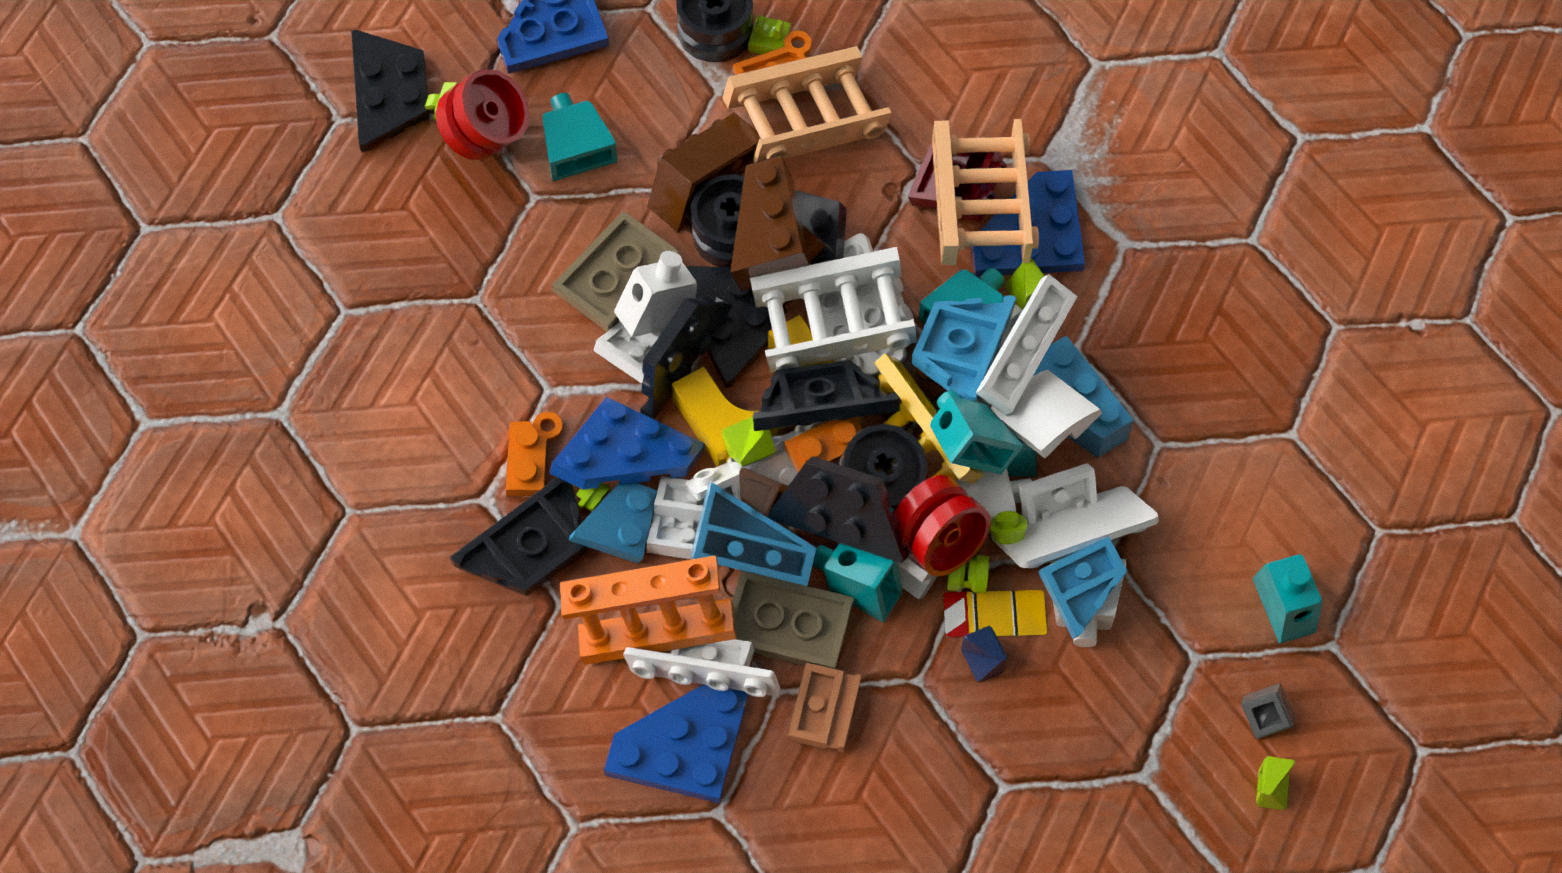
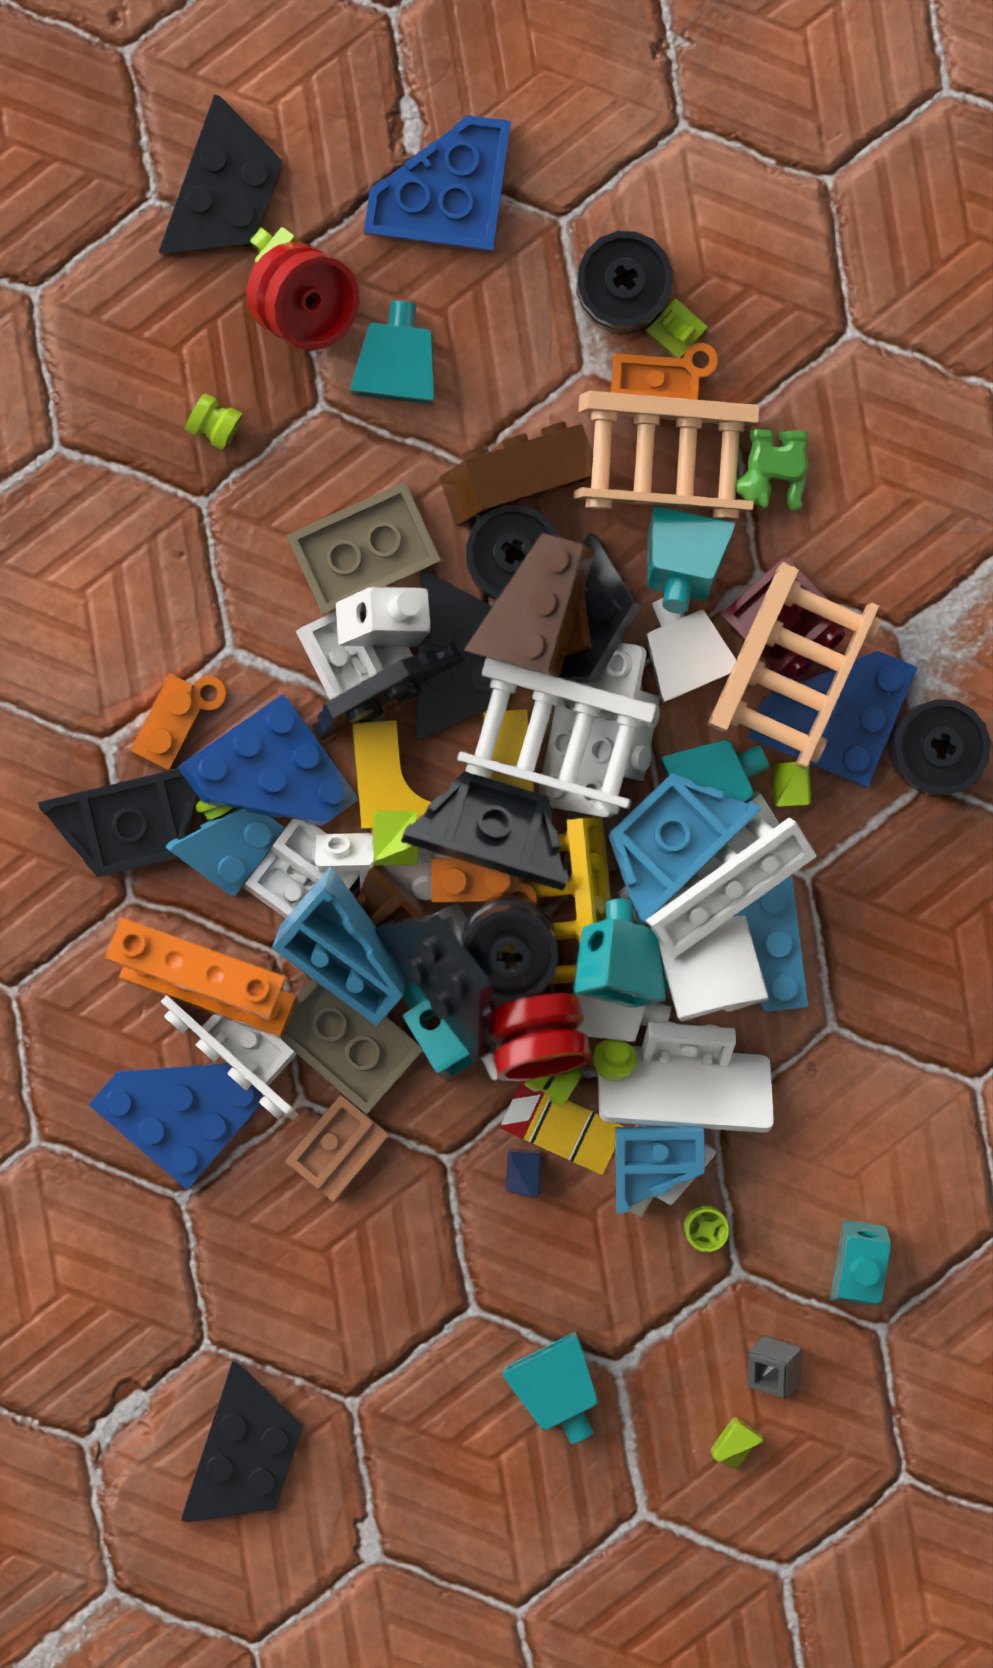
camera: 25 degrees right, 25 degrees up
(457, 235) = (215, 422): none -> lime wheel
(857, 165) = (684, 555): none -> teal torso
(891, 83) = (781, 463): none -> bright green animal
(898, 224) = (686, 652): none -> white torso
(1104, 807) = (555, 1386): none -> teal torso
(1121, 209) = (965, 744): none -> black wheel
(1154, 619) = (708, 1235): none -> lime wheel

